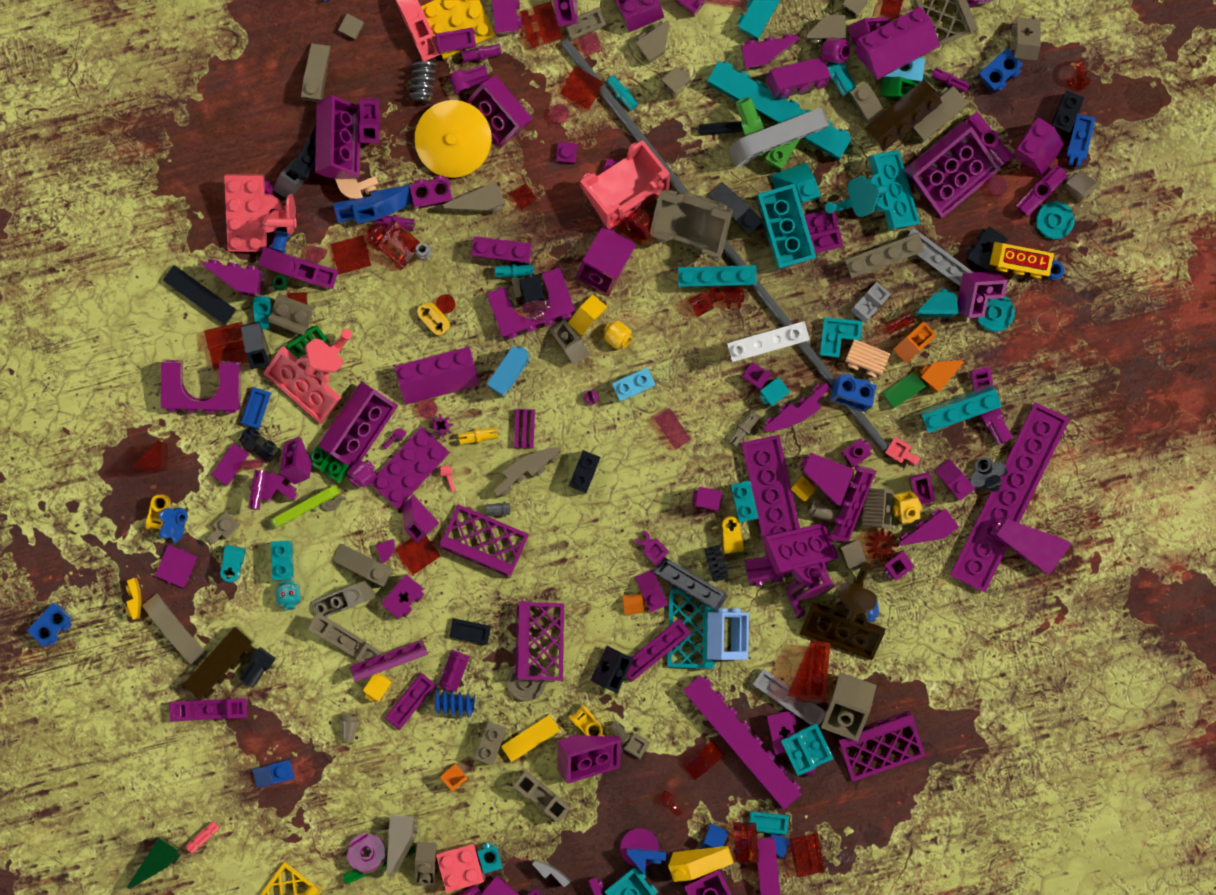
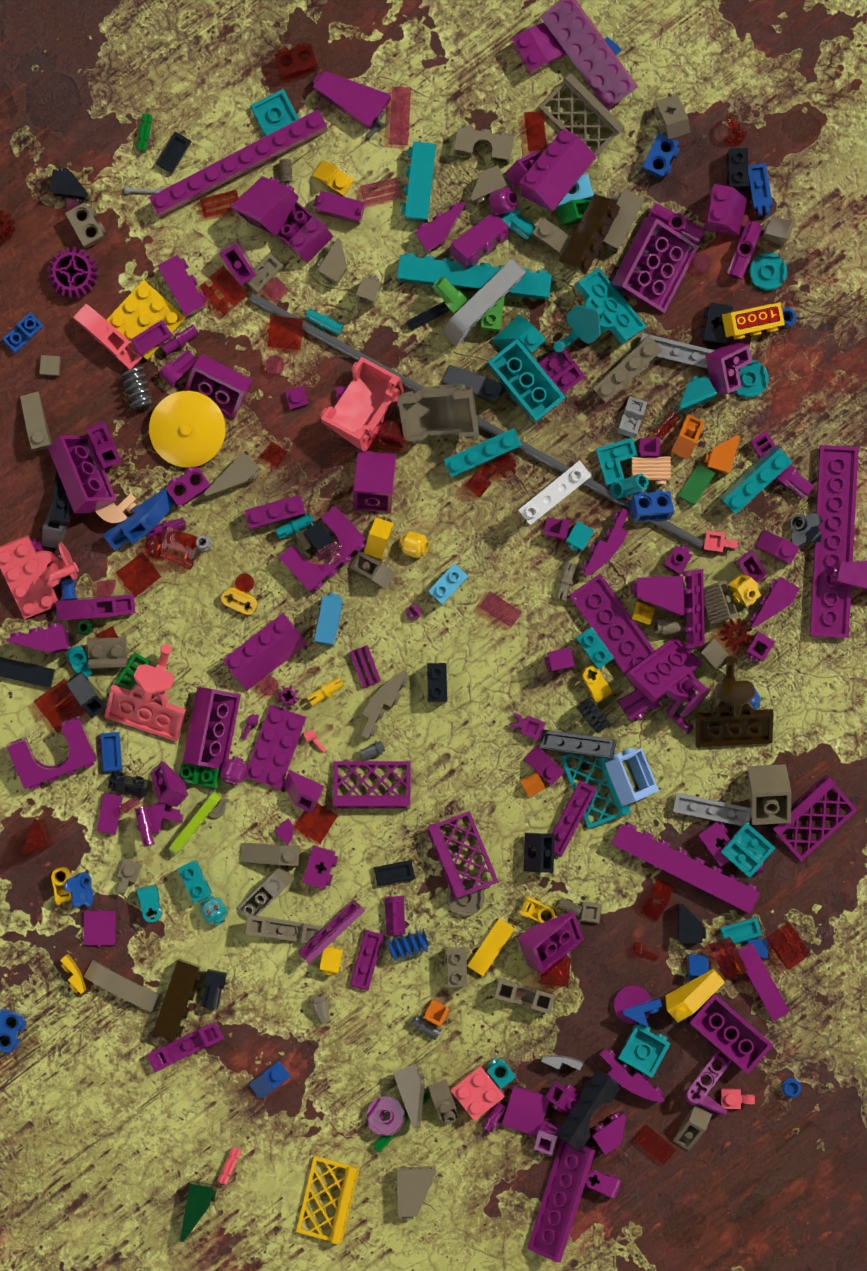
camera: 25 degrees left, 0 degrees up
(438, 786) = (426, 1027): none -> dark grey pin
(581, 789) = (557, 974): none -> clear red slope
(722, 798) = (688, 926): none -> black slope
(811, 676) = (723, 781): clear red wedge -> none
(840, 365) = (629, 486): none -> teal piece
(874, 337) = (649, 447): none -> magenta panel
(949, 80) = (618, 184): magenta axle -> none

